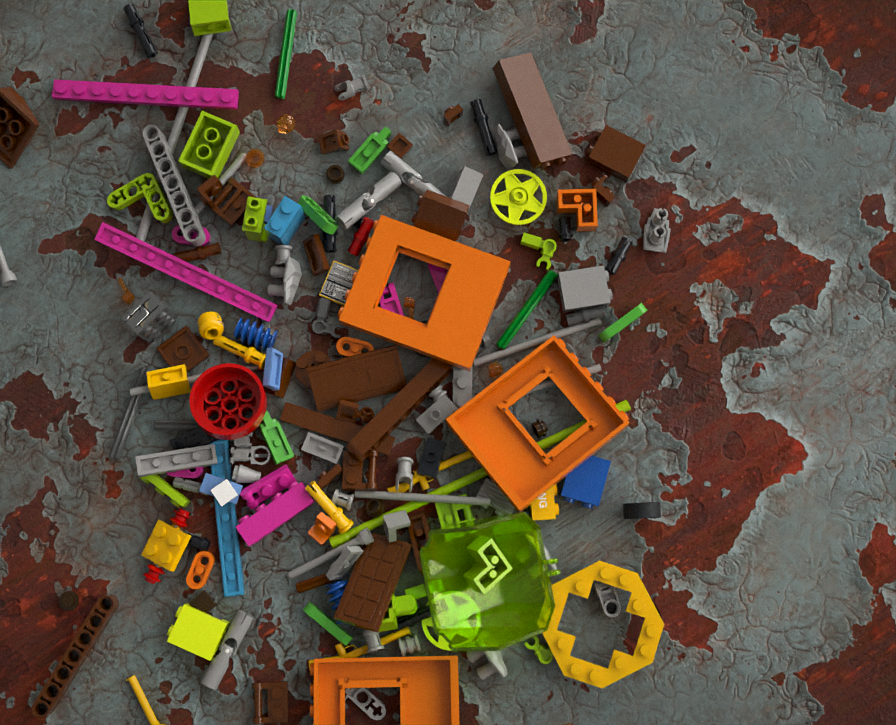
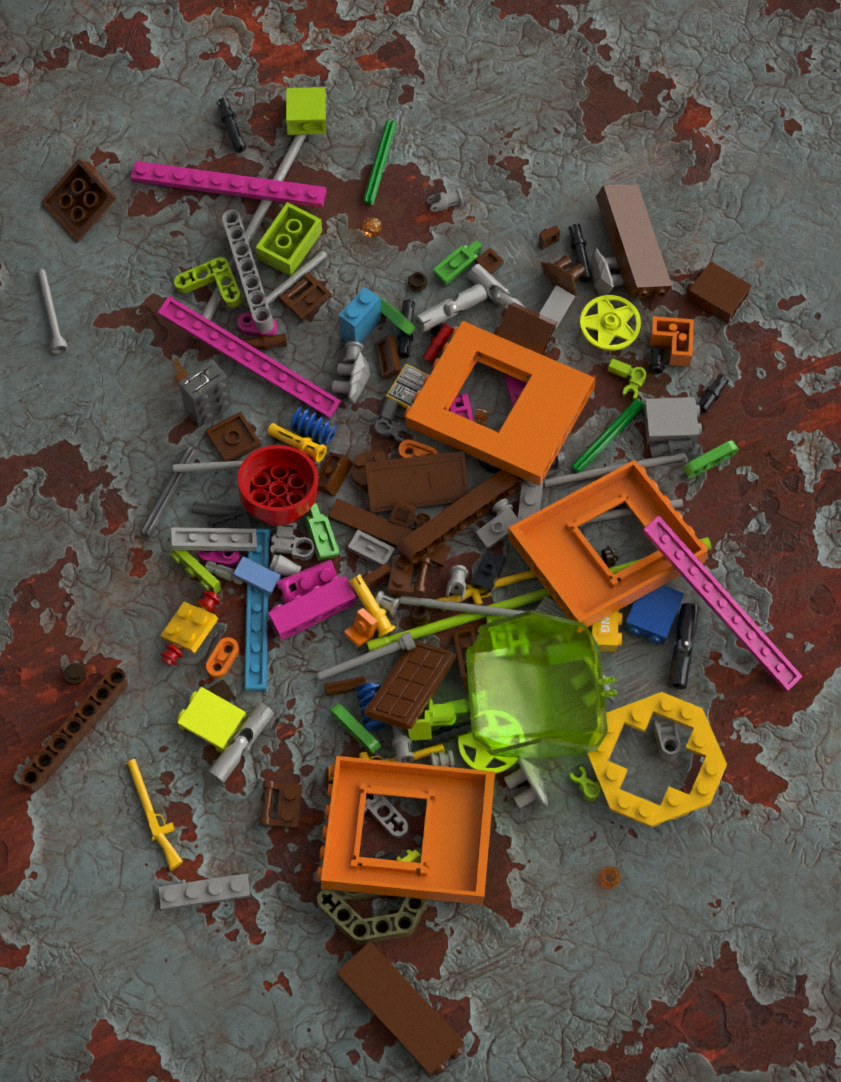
camera: 10 degrees right, 15 degrees down
(168, 382) = (215, 463): yellow panel -> none
(199, 543) = (224, 630): black pin -> none
(209, 189) = (284, 278): reddish brown bracket -> none
(210, 325) = (266, 412): yellow head -> none
(224, 492) = (260, 577): white tile -> none
(255, 152) = (334, 252): clear orange plate -> none
(255, 216) = (328, 312): lime hips -> none
(272, 369) = (328, 461): medium blue tile -> none
(333, 141) = (419, 249): reddish brown bracket -> none
(345, 561) = (381, 664): light grey plate -> none
(395, 521) = (441, 632): light grey panel -> none
(470, 159) = (562, 278): none -> reddish brown connector
(490, 565) = (540, 674): lime brick -> none
(495, 370) = (567, 488): clear orange plate -> none
(603, 194) = (702, 330): reddish brown bracket -> none
(615, 497) = (685, 633): none -> black piece
(641, 510) = (713, 647): black tyre -> none
(645, 470) = (722, 603): none -> dark pink plate
(657, 231) = (756, 372): light grey connector -> none

